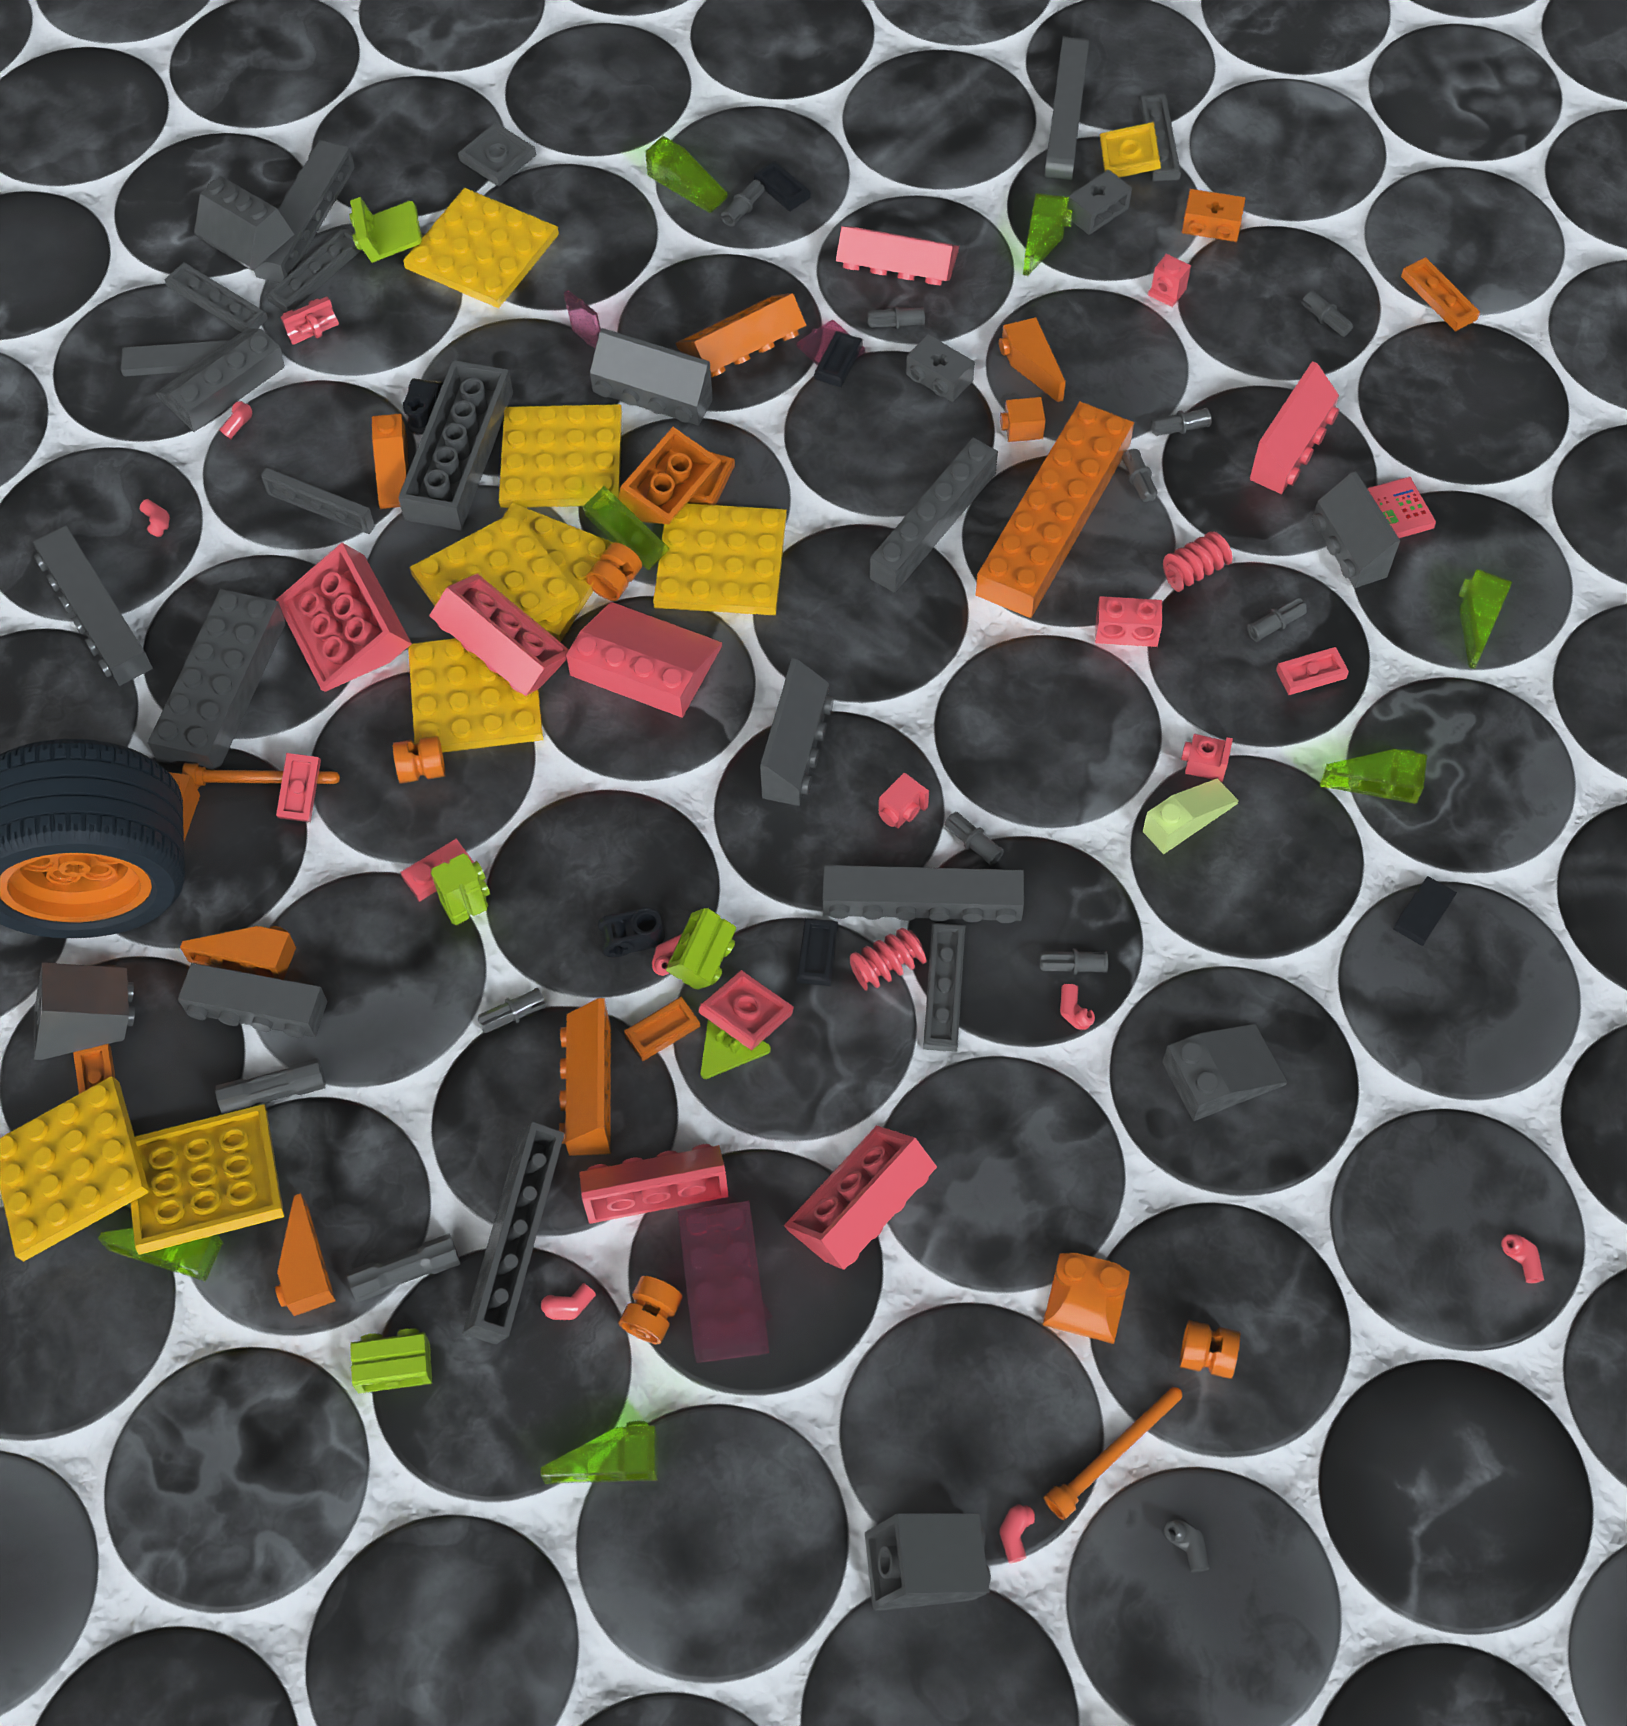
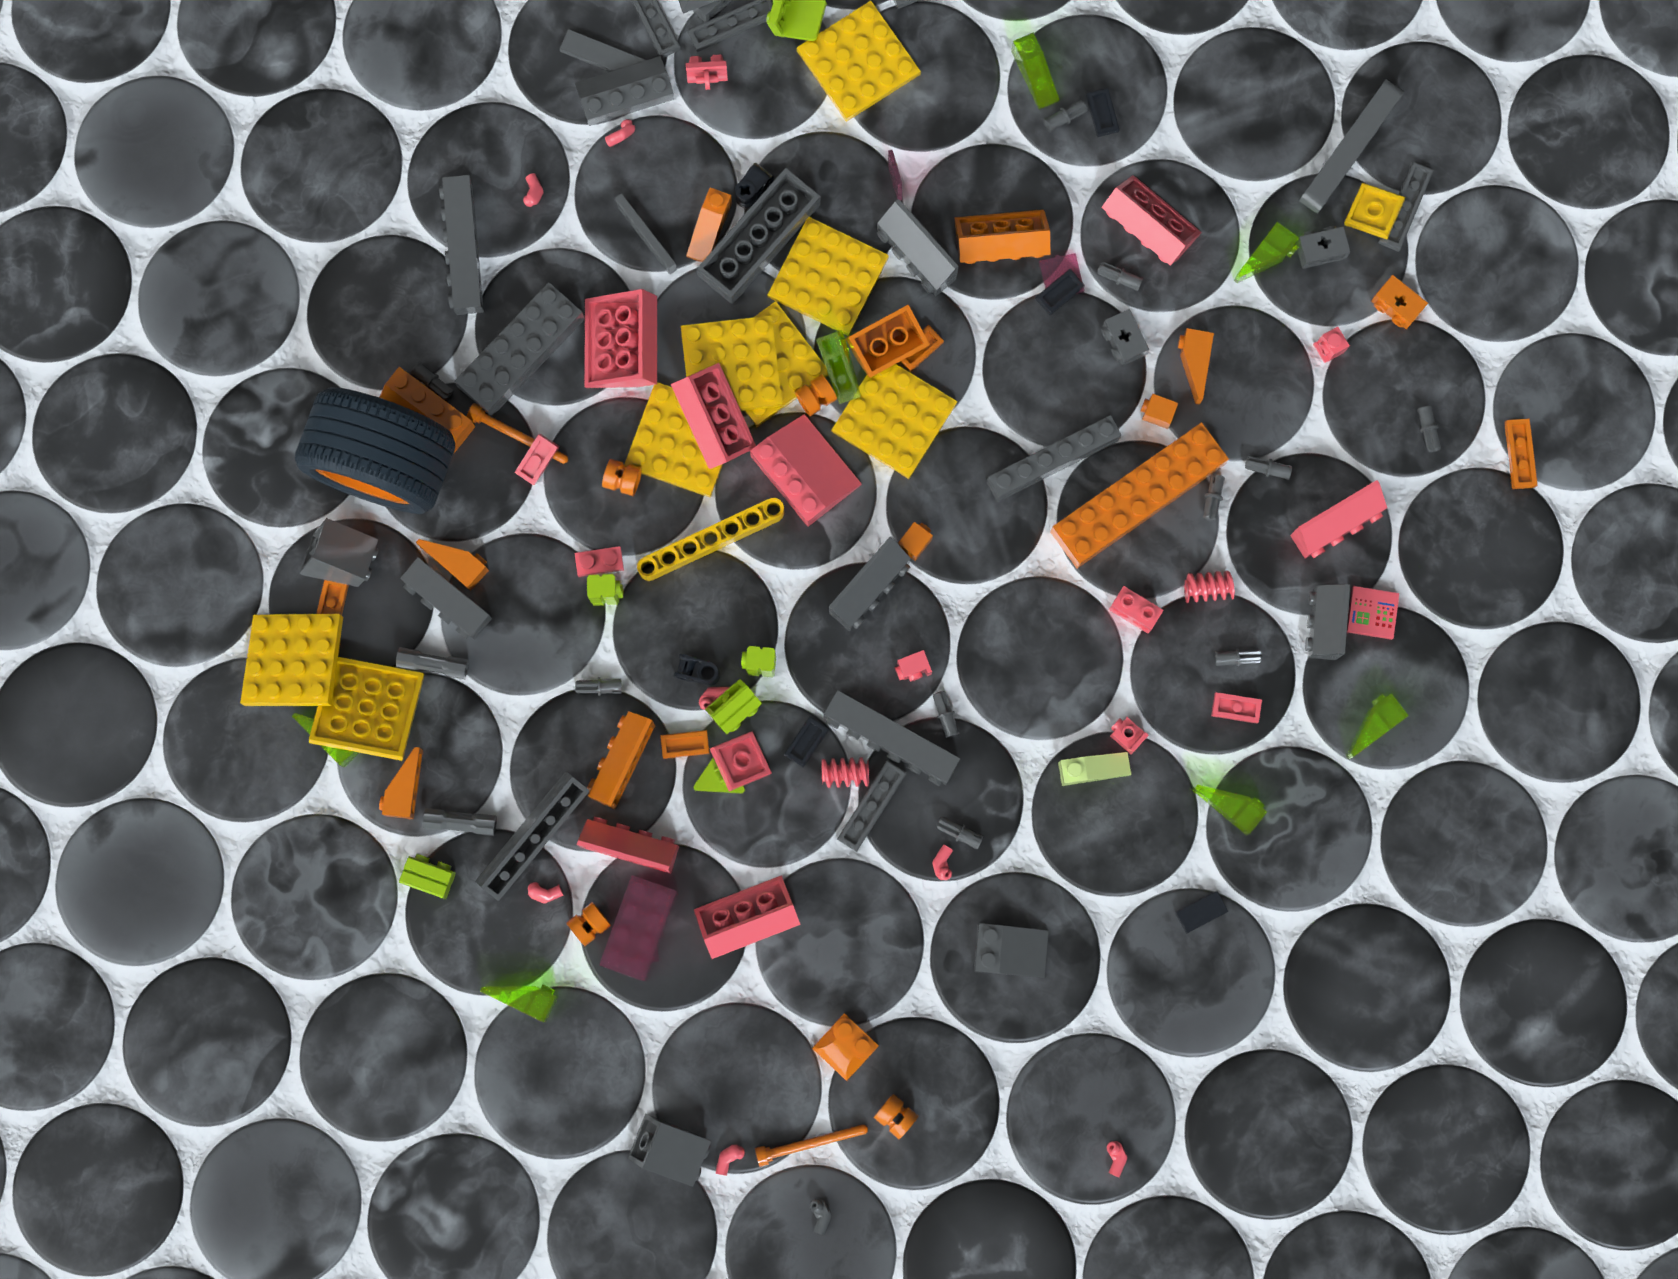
camera: 25 degrees right, 20 degrees up
(565, 792) = (718, 530): none -> yellow beam
(707, 877) = (759, 661): none -> lime brick
(826, 662) = (916, 540): none -> orange brick

